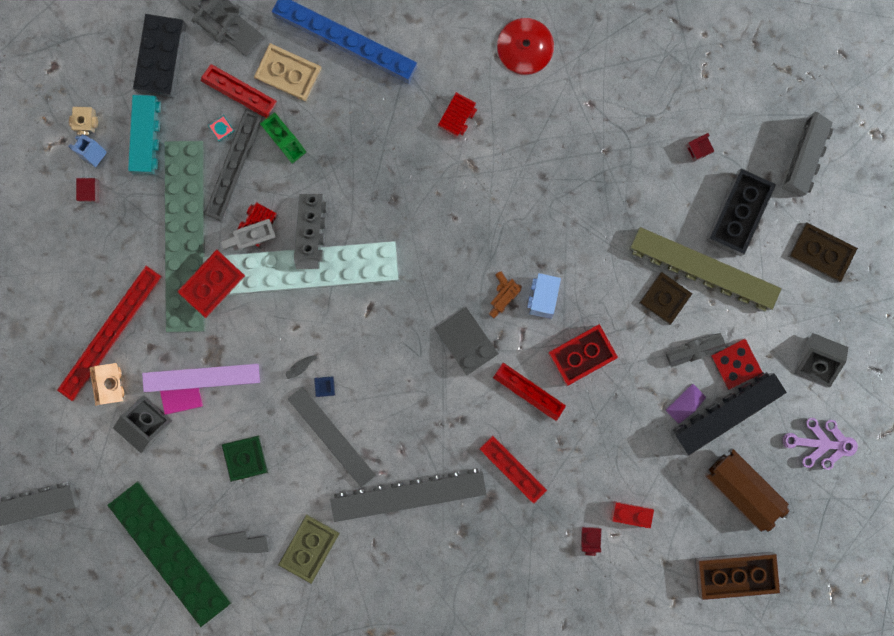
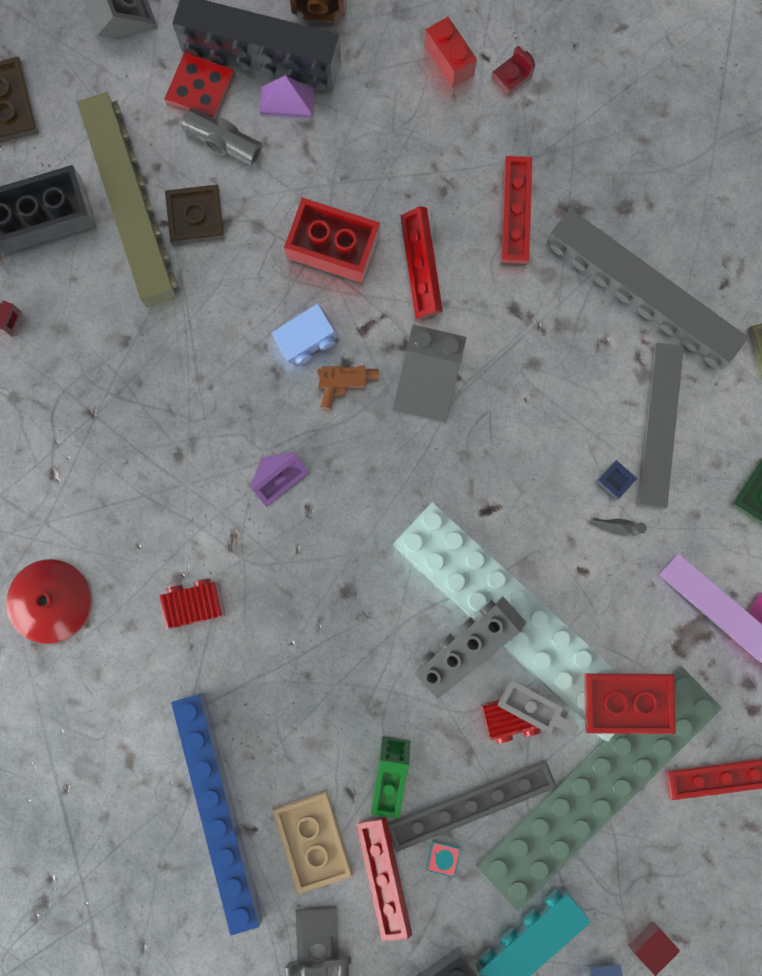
camera: 135 degrees left, 5 degrees down
(485, 215) = (276, 476): none -> medium lavender slope

